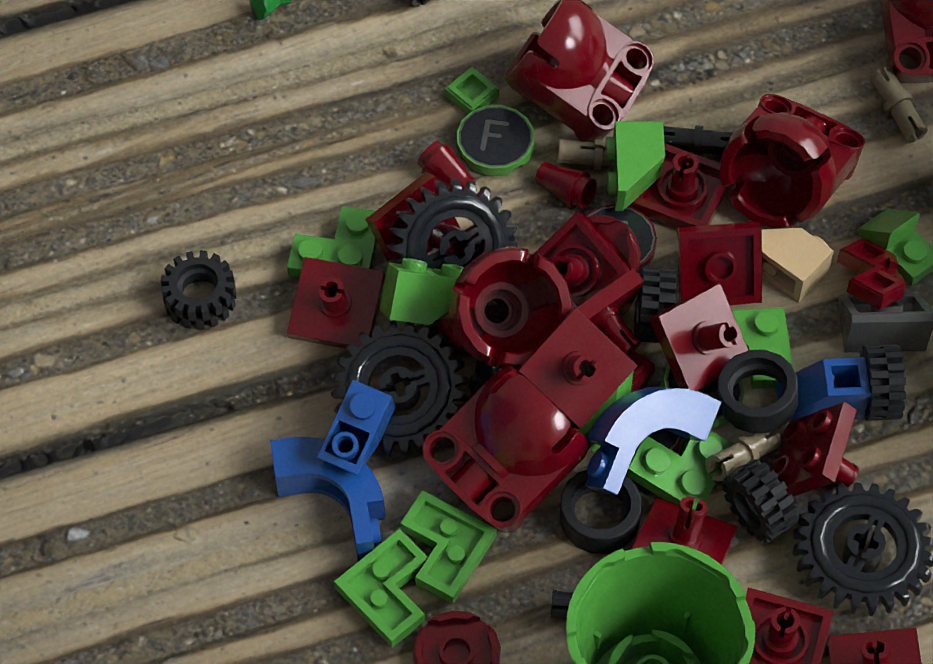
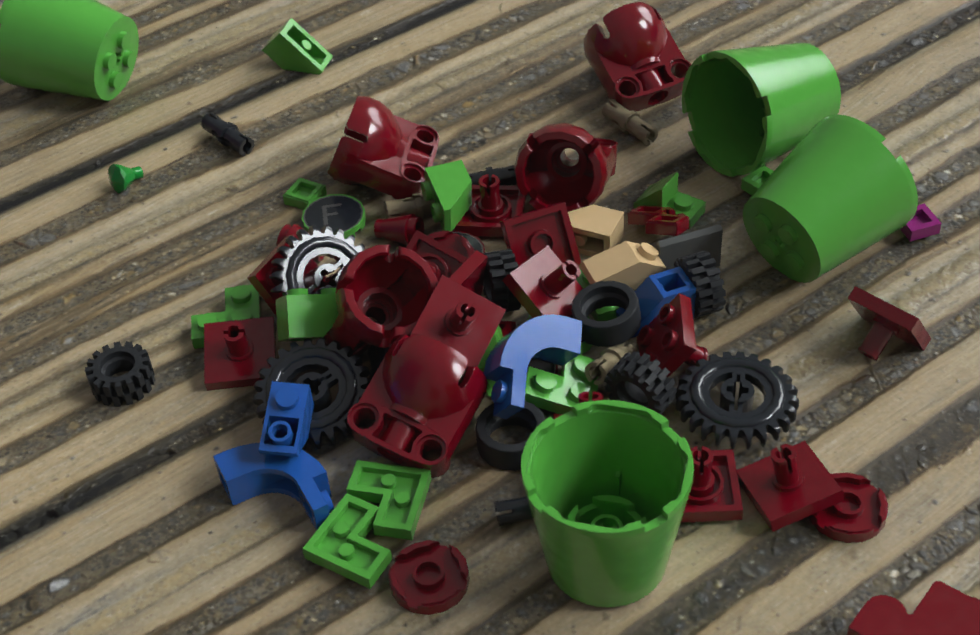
camera: 15 degrees left, 15 degrees down
(802, 332) = (623, 263): none -> tan slope

